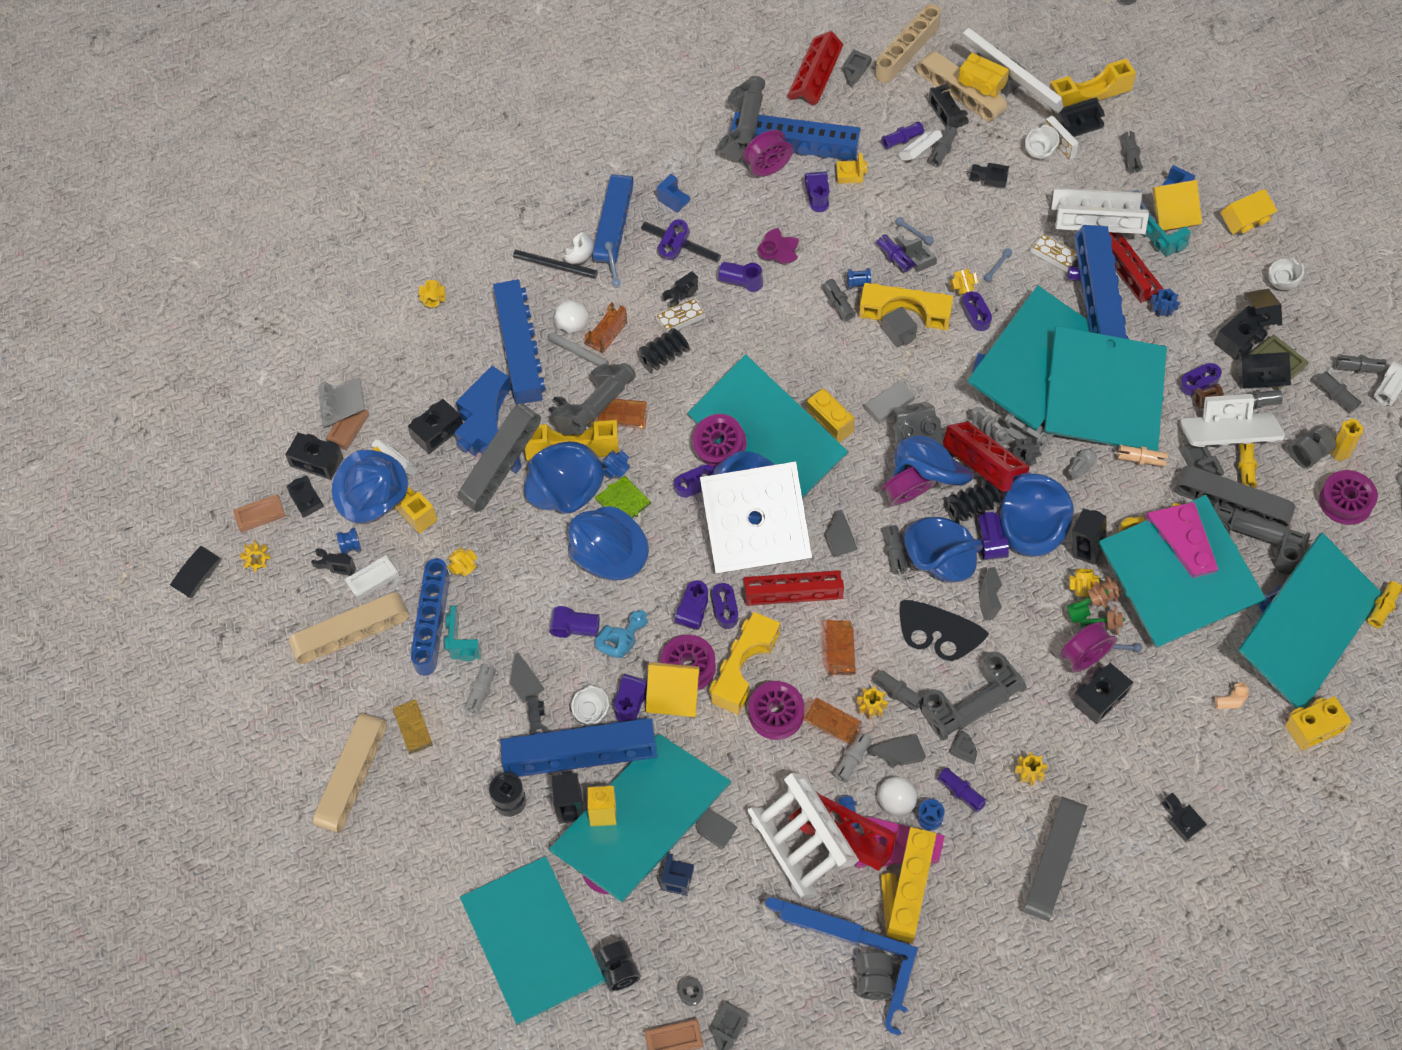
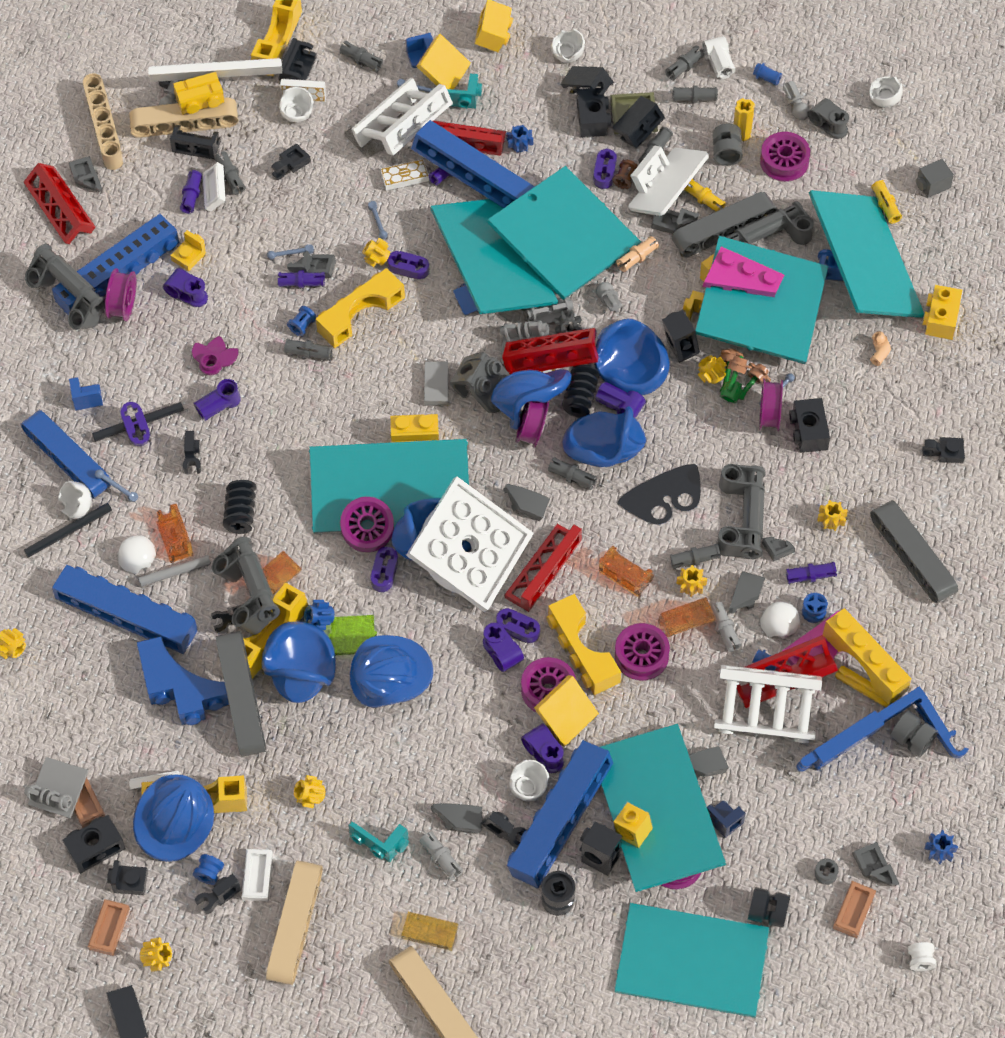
camera: 55 degrees left, 0 degrees up
(430, 436) = (151, 714): black brick -> none
(430, 626) = (335, 839): blue beam -> none
(567, 622) = (435, 750): dark purple piece -> none
(621, 637) = (483, 719): dark azure piece -> none
(680, 315) = (213, 472): white tile -> none
(899, 327) = (376, 326): dark grey brick -> none
(989, 600) = (669, 440): dark grey slope -> none

